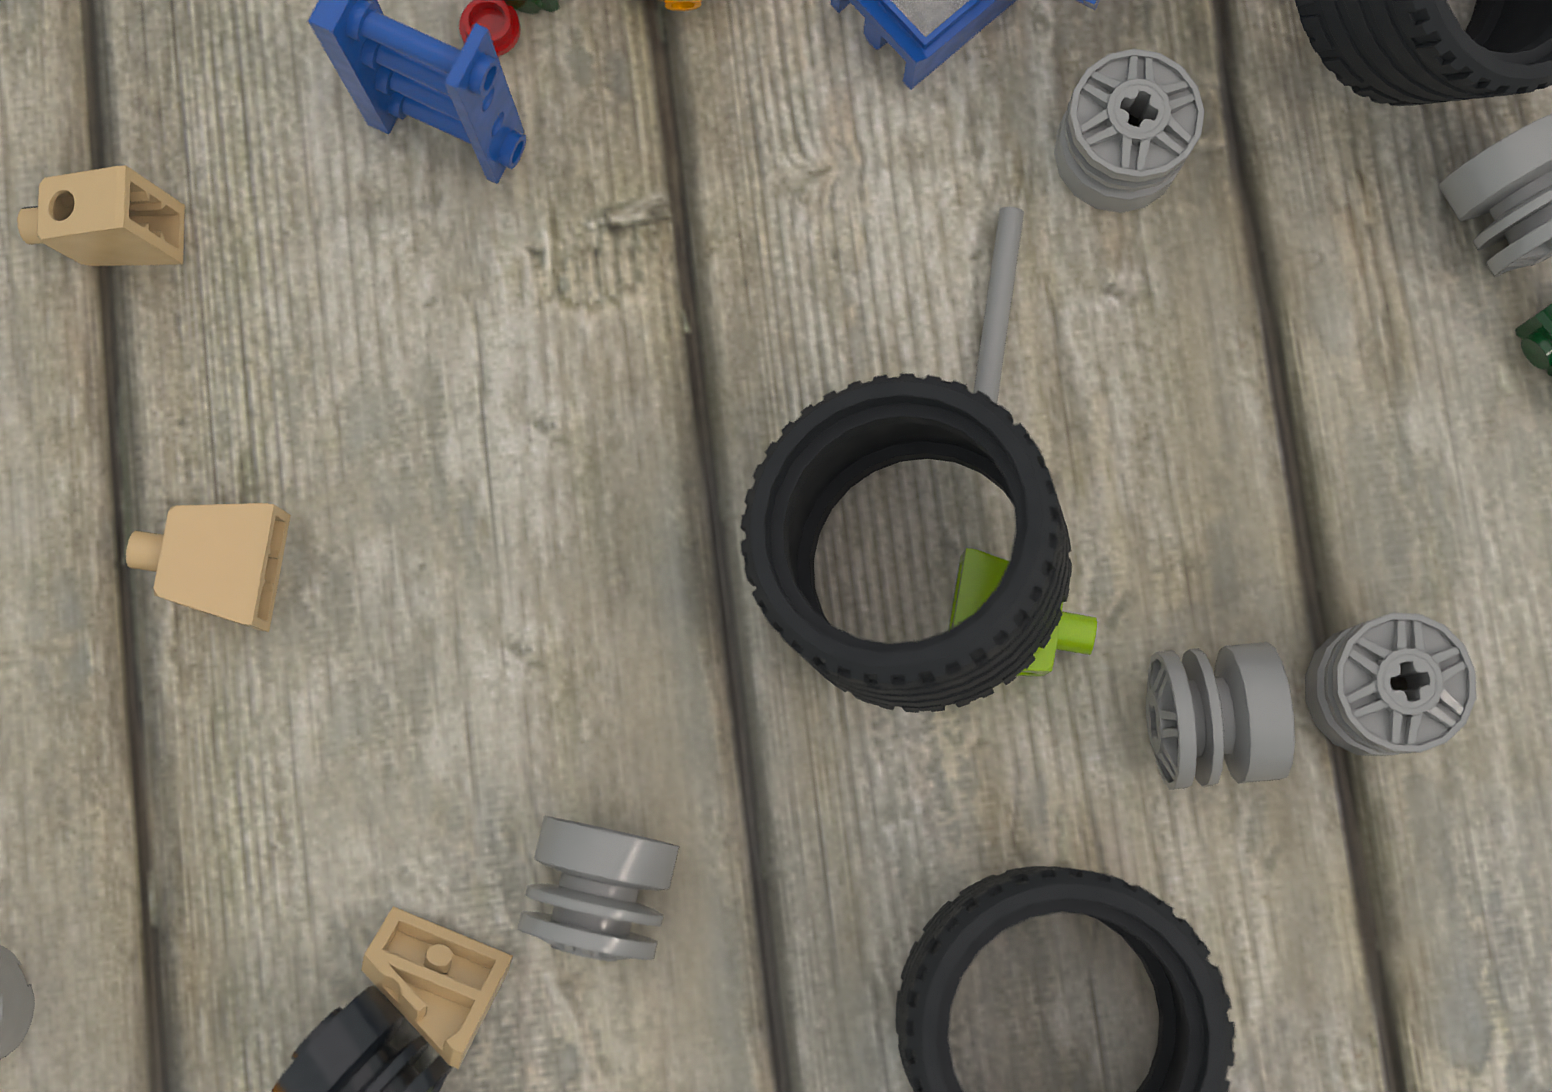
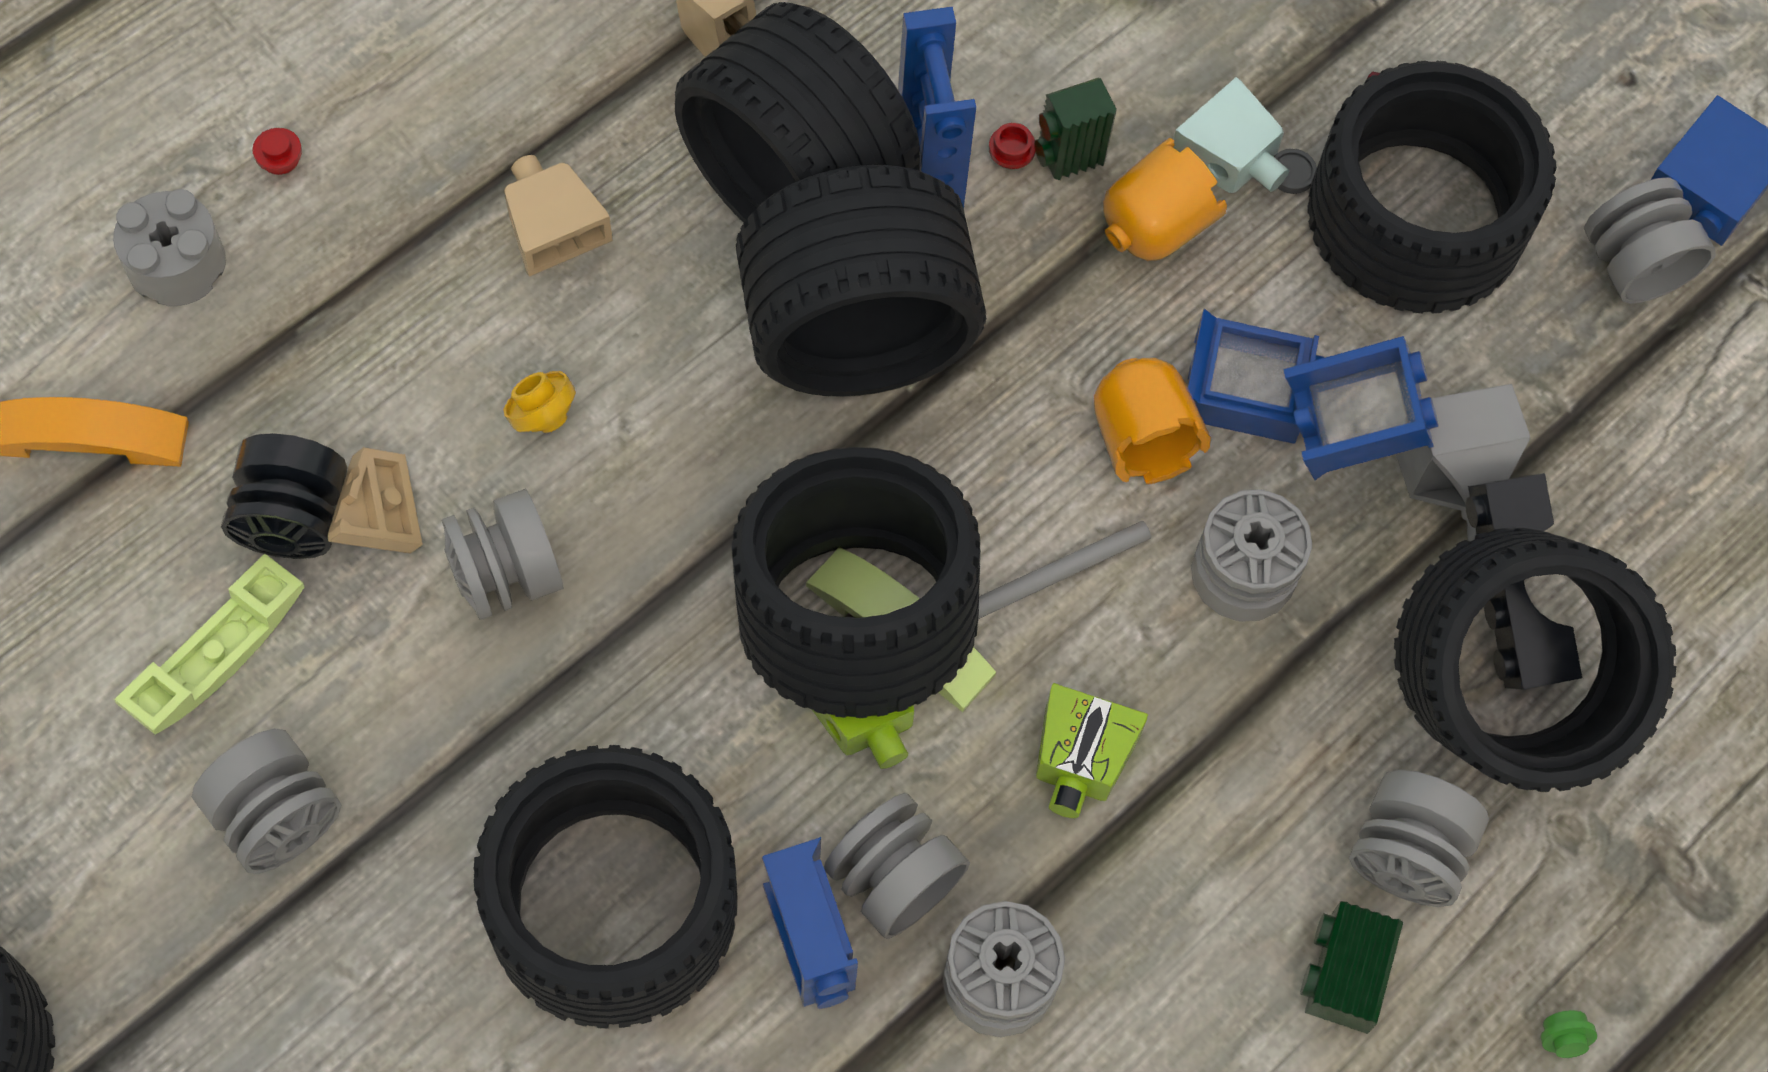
camera: 50 degrees right, 15 degrees down
(336, 232) = (787, 104): none -> black tyre
(438, 725) = (540, 402): none -> yellow plate
(569, 298) = (859, 281): none -> black tyre
(907, 119) = (1149, 420): none -> light orange cylinder
(923, 530) = (865, 591): none -> yellowish green slope
(1206, 440) = (1084, 747): none -> lime torso
(1224, 844) = (810, 925): none -> blue window

